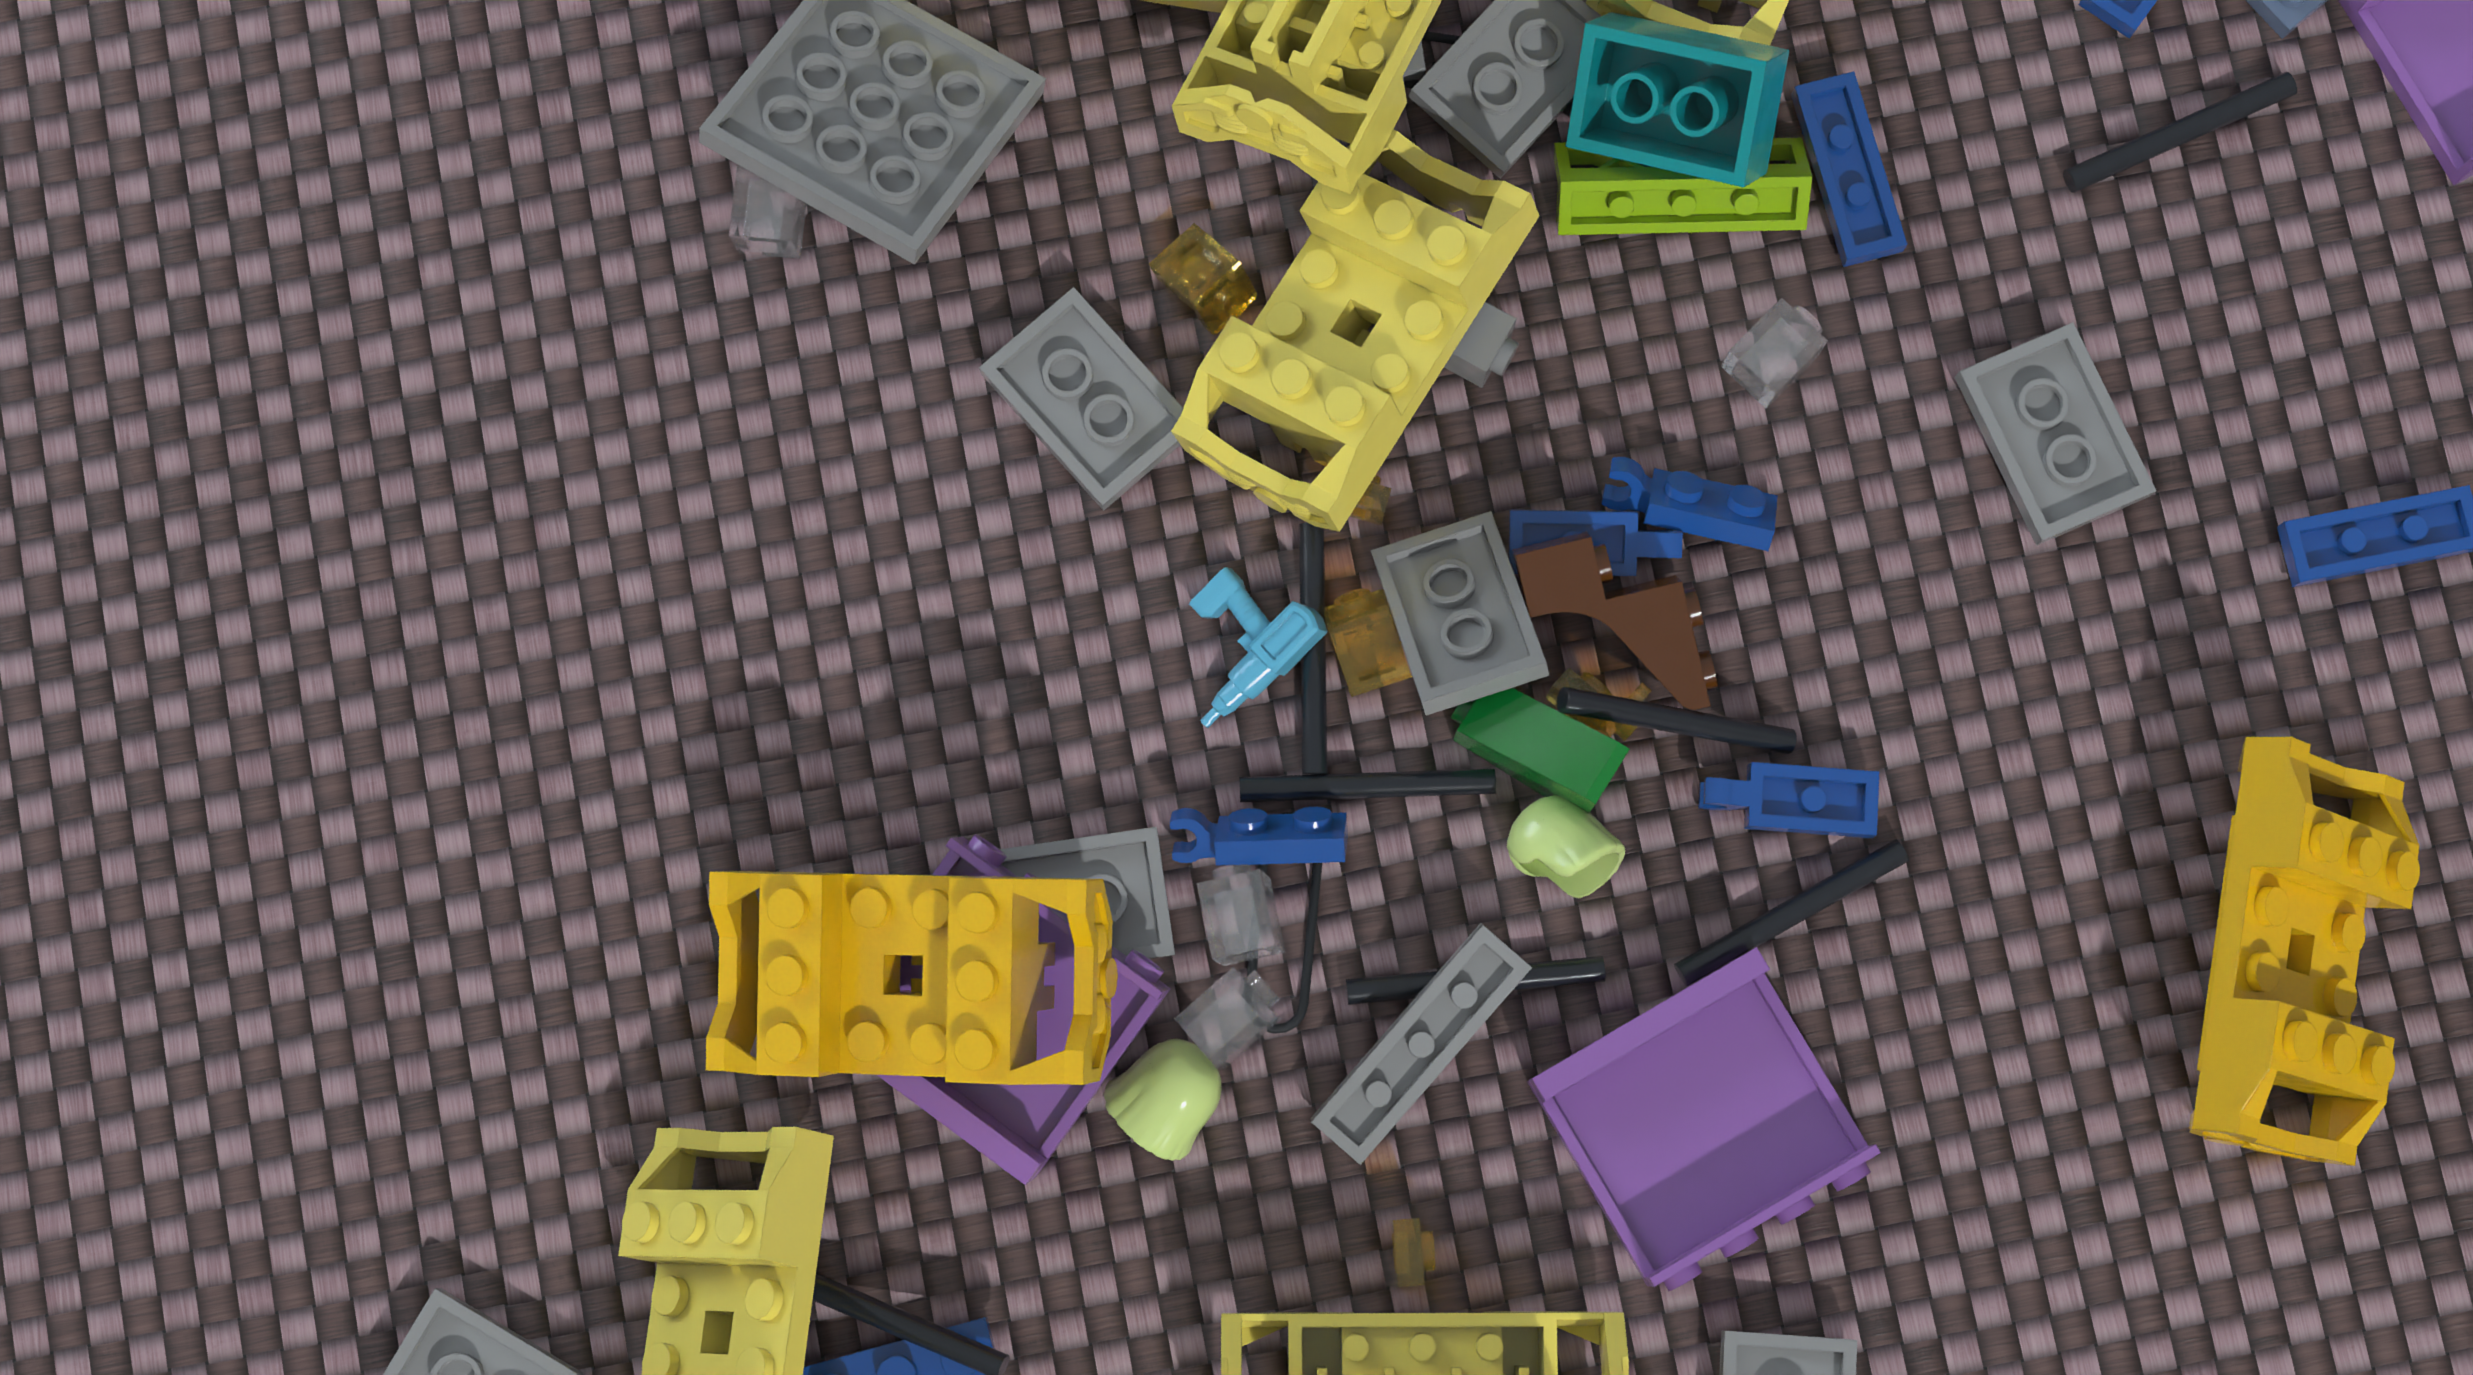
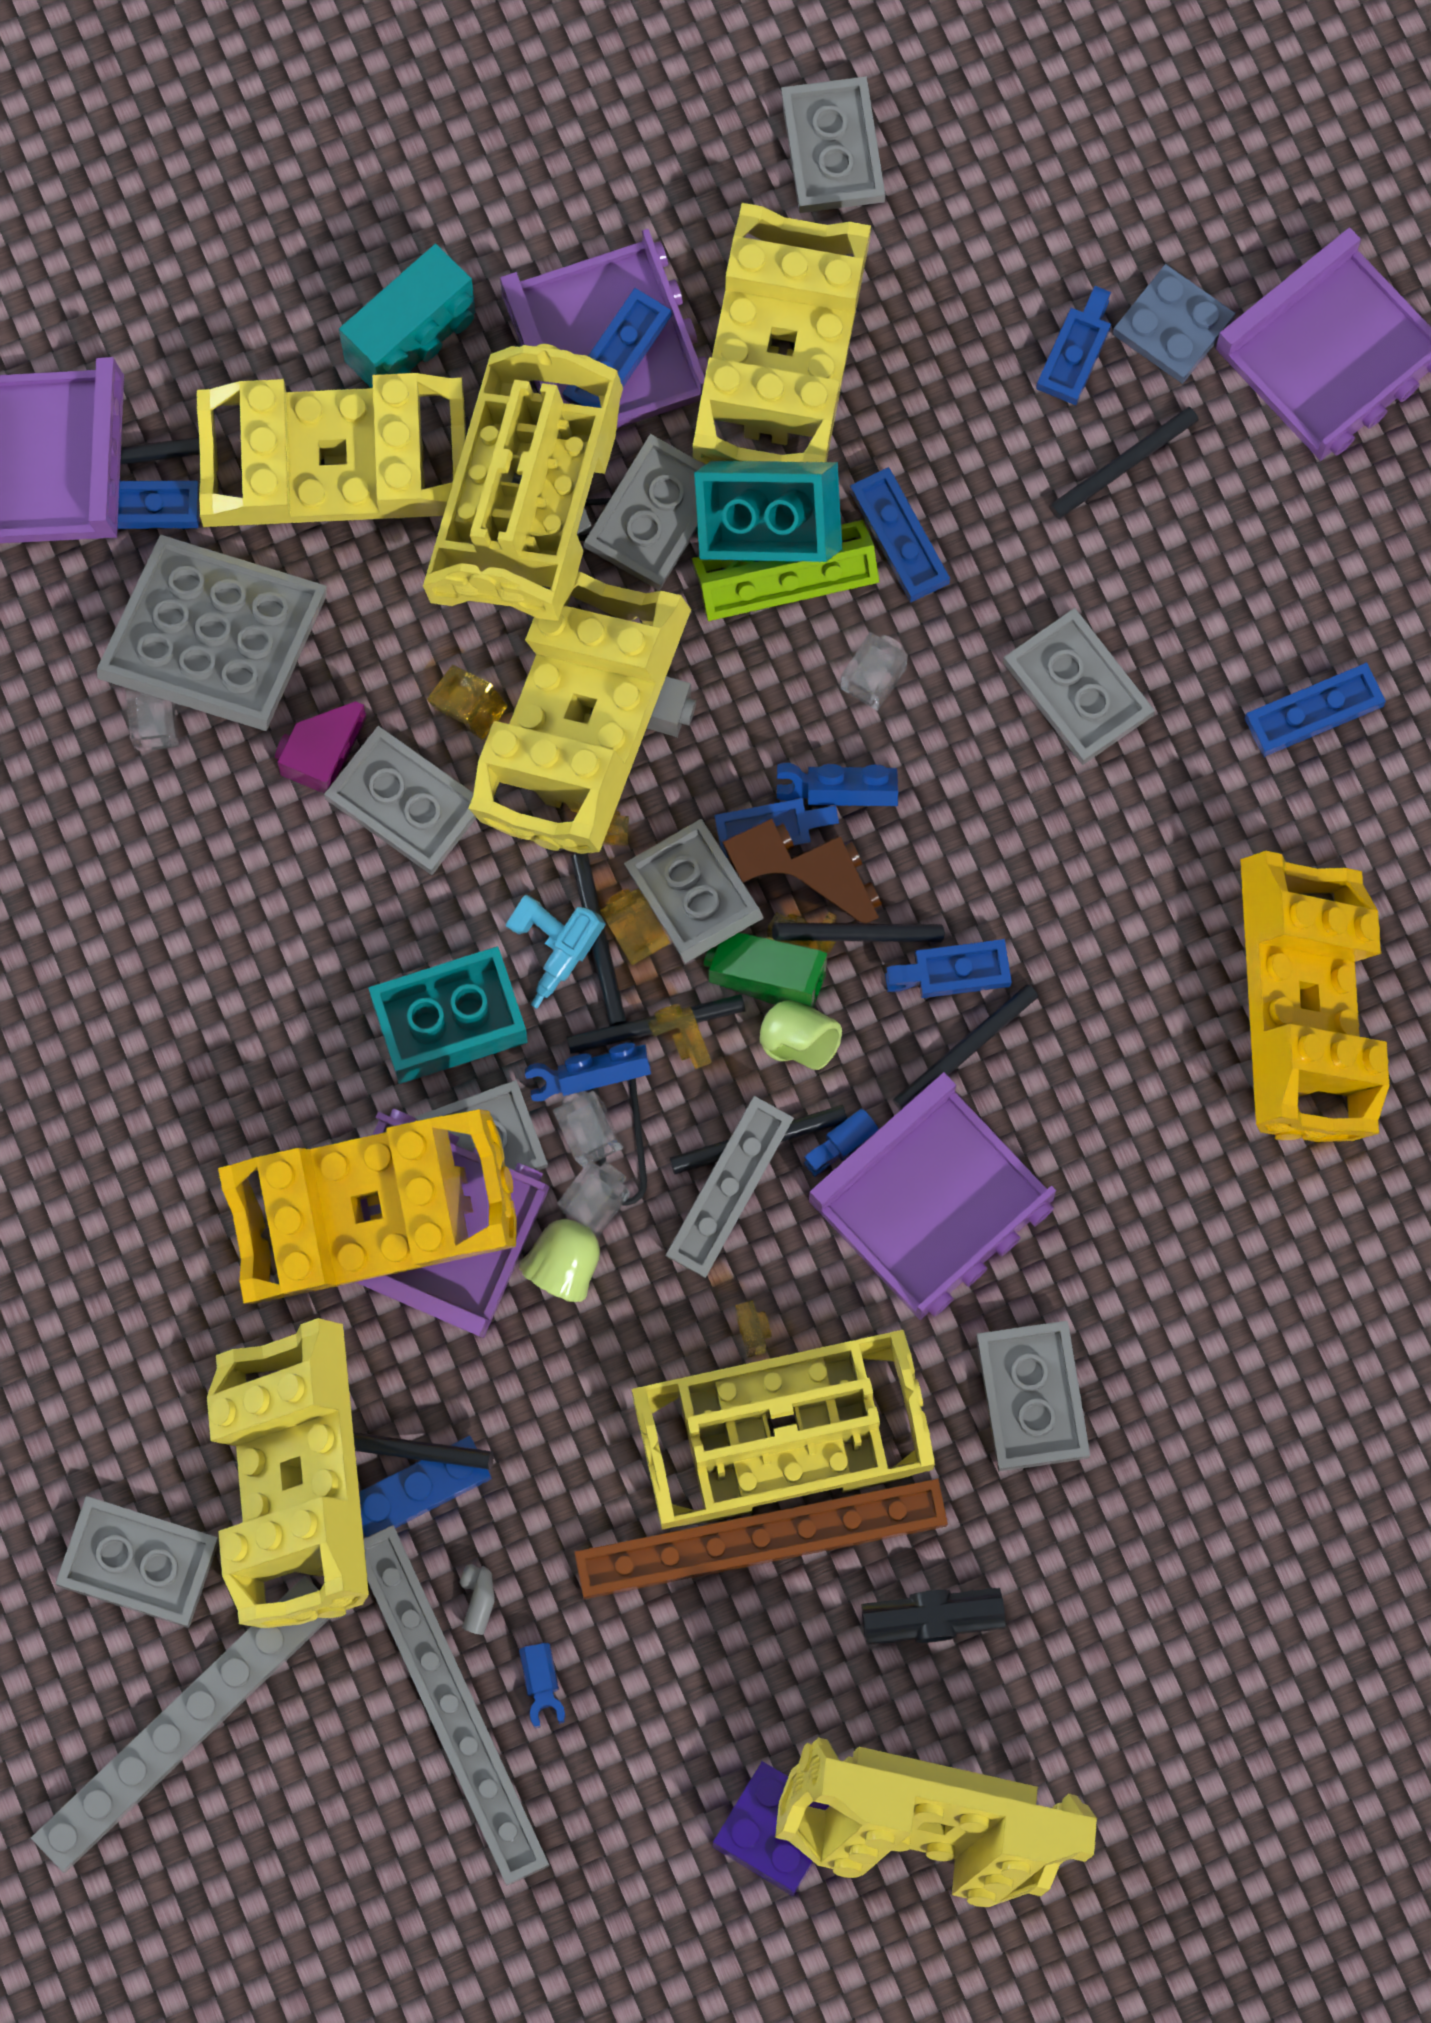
camera: 15 degrees left, 5 degrees down
(989, 299) = (320, 746): none -> magenta slope
(1080, 715) = (448, 1015): none -> teal brick
(1407, 823) = (689, 1040): none -> clear yellow bracket
(1592, 1010) = (841, 1142): none -> blue bar

